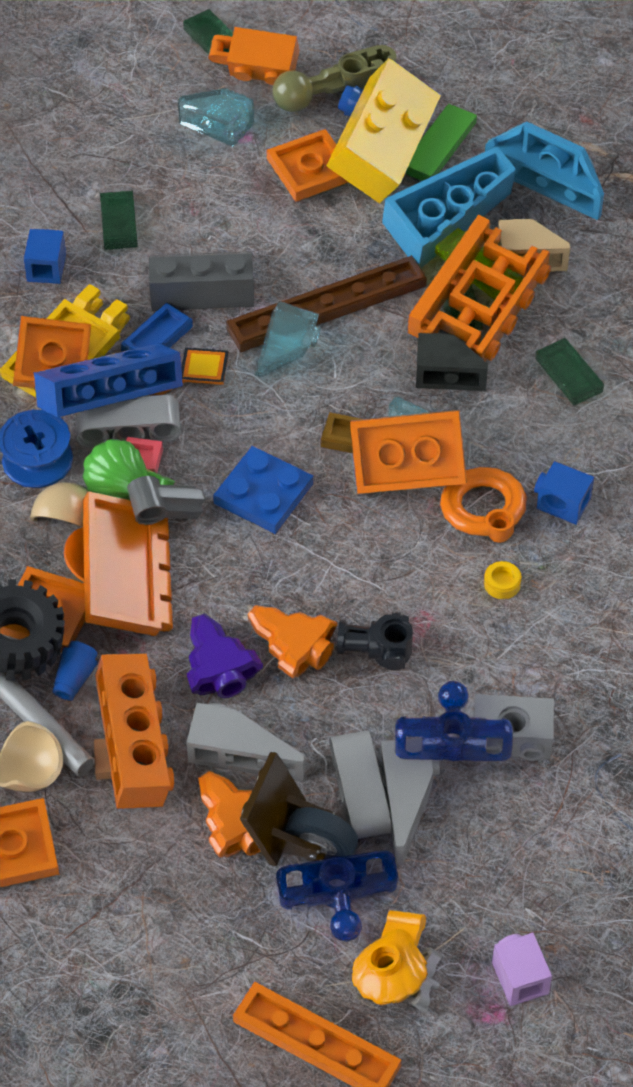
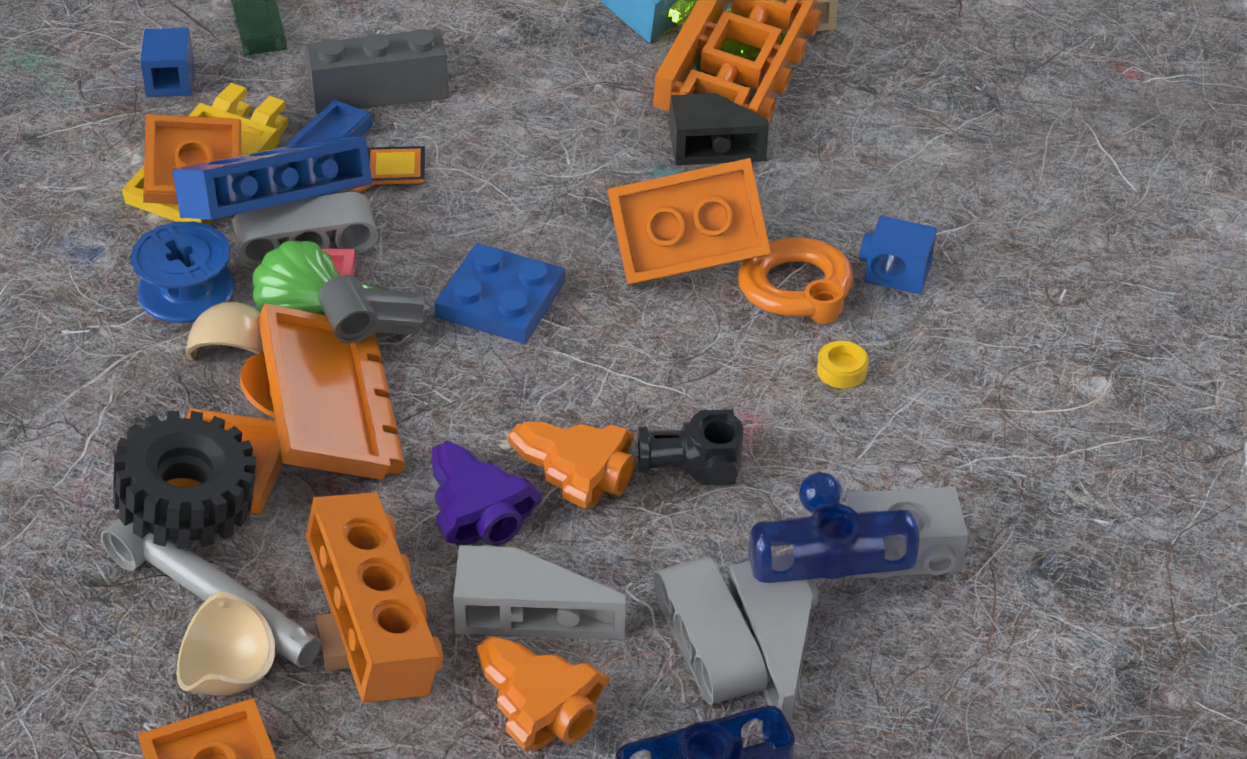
camera: 10 degrees left, 10 degrees down
(74, 668) = (274, 528): blue cone -> none
(286, 823) = (627, 686): dark brown plate -> none
(287, 337) = (501, 118): clear light blue slope -> none
(334, 299) = (539, 86): reddish brown tile -> none
(338, 433) = (590, 221): pearl gold tile -> none
(569, 371) = (868, 128): clear green tile -> none

